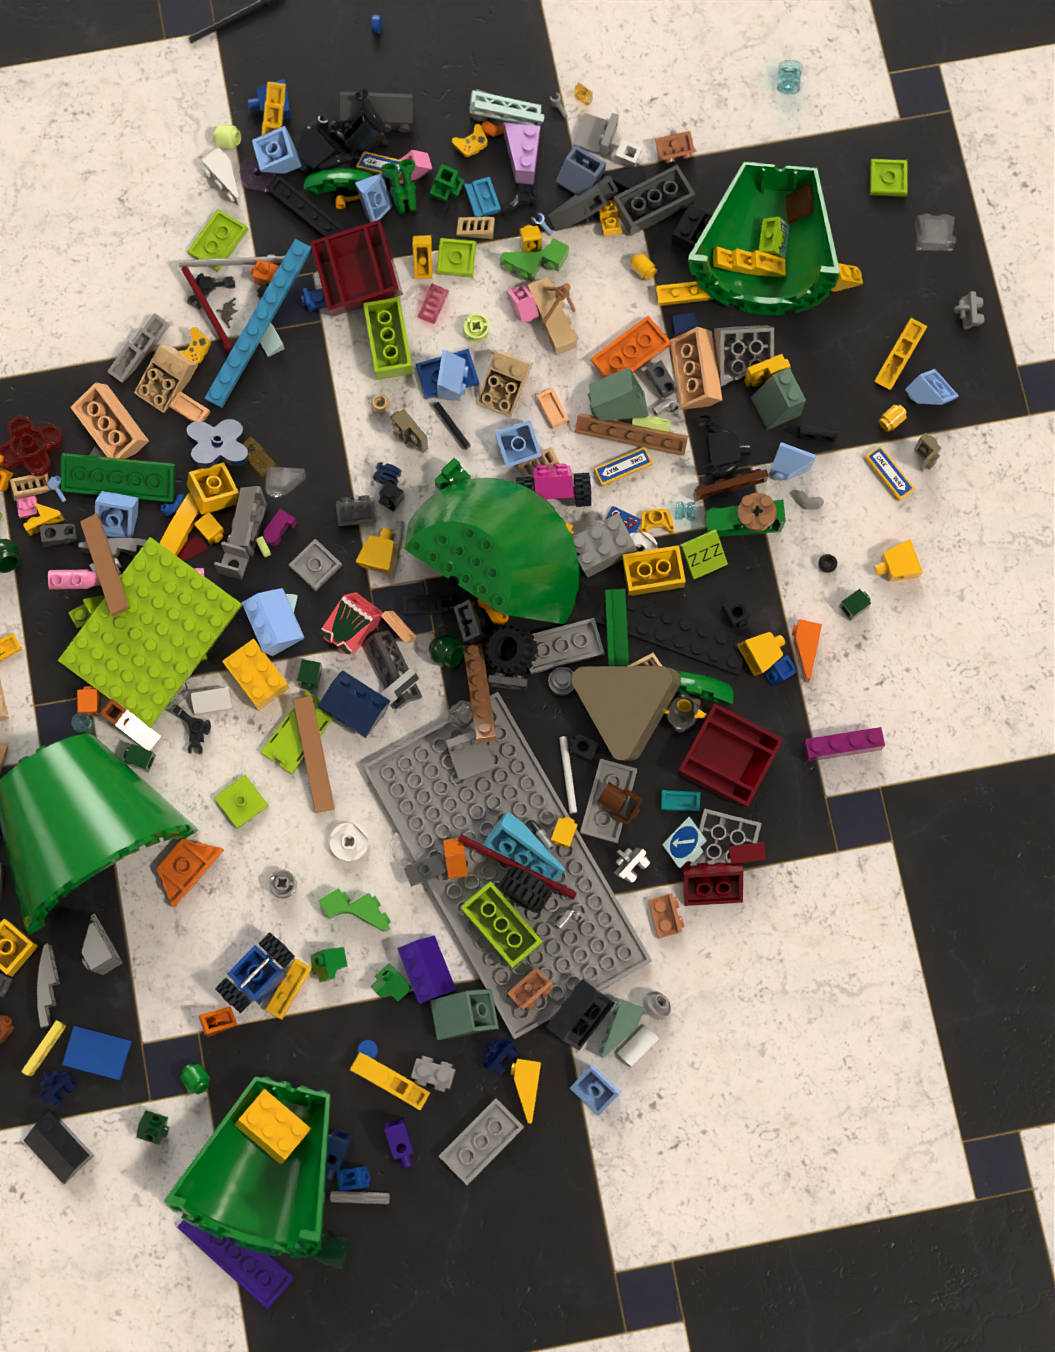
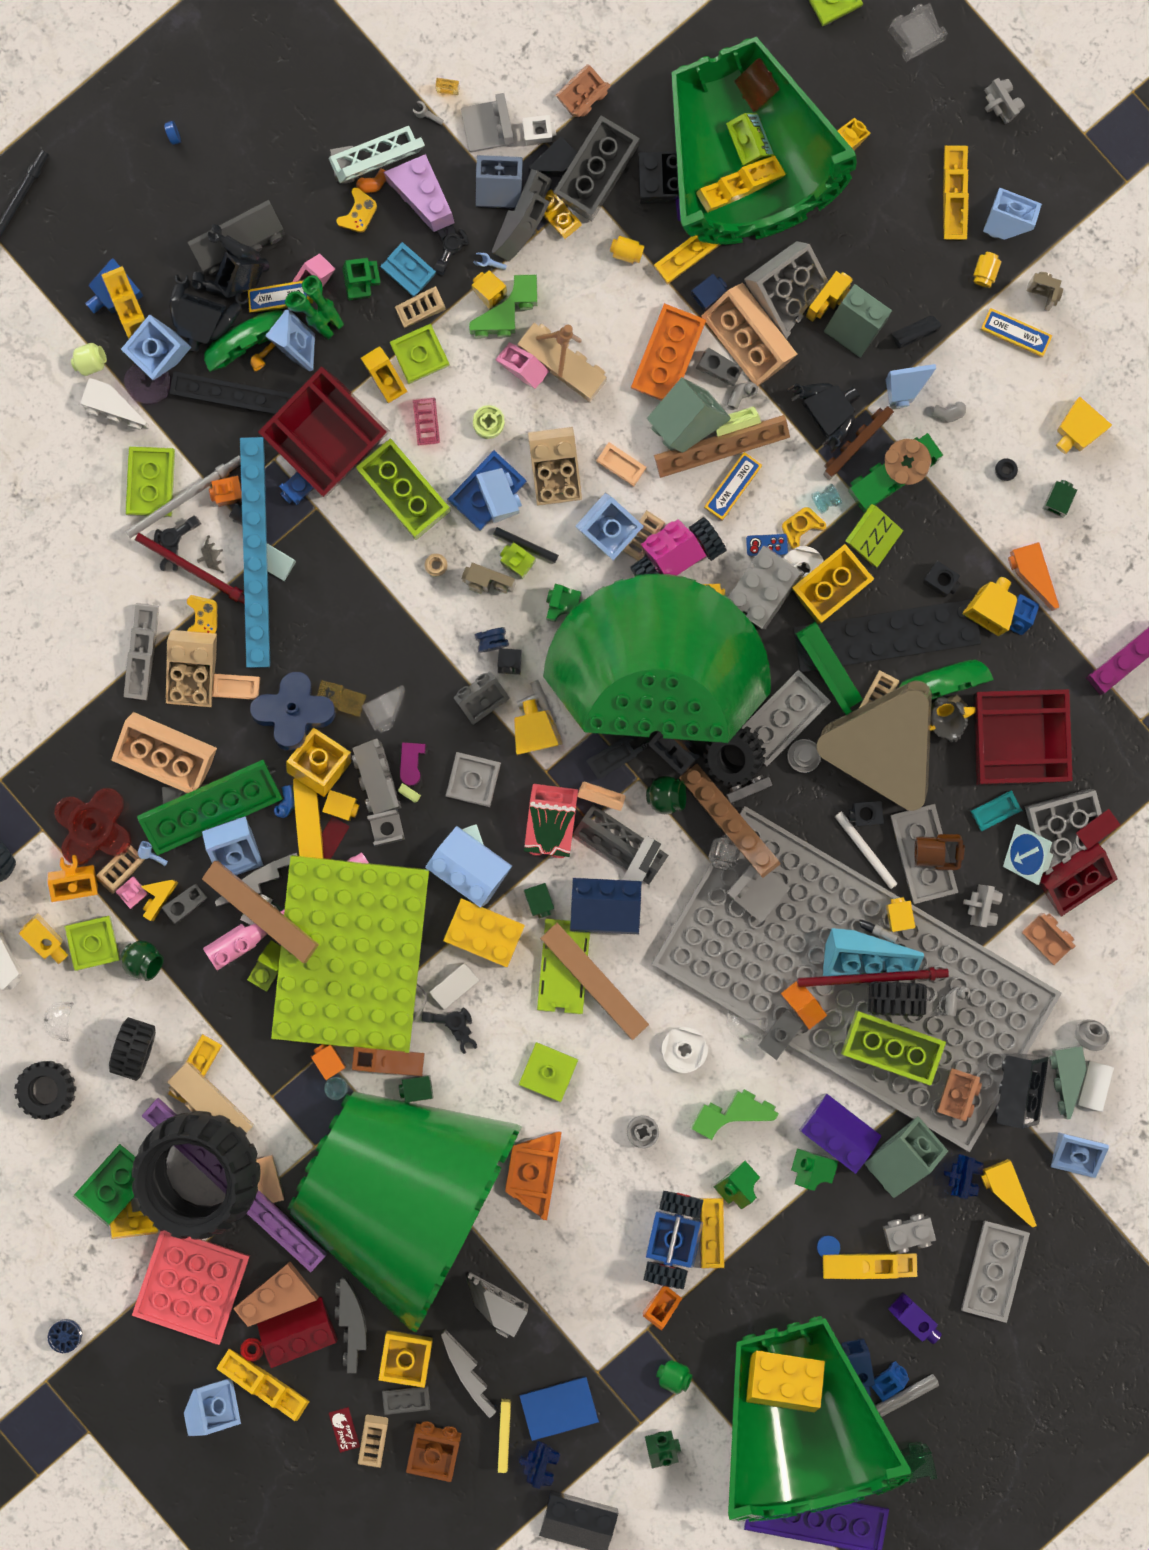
camera: 30 degrees left, 10 degrees up
(439, 431) = (517, 559): none -> lime brick

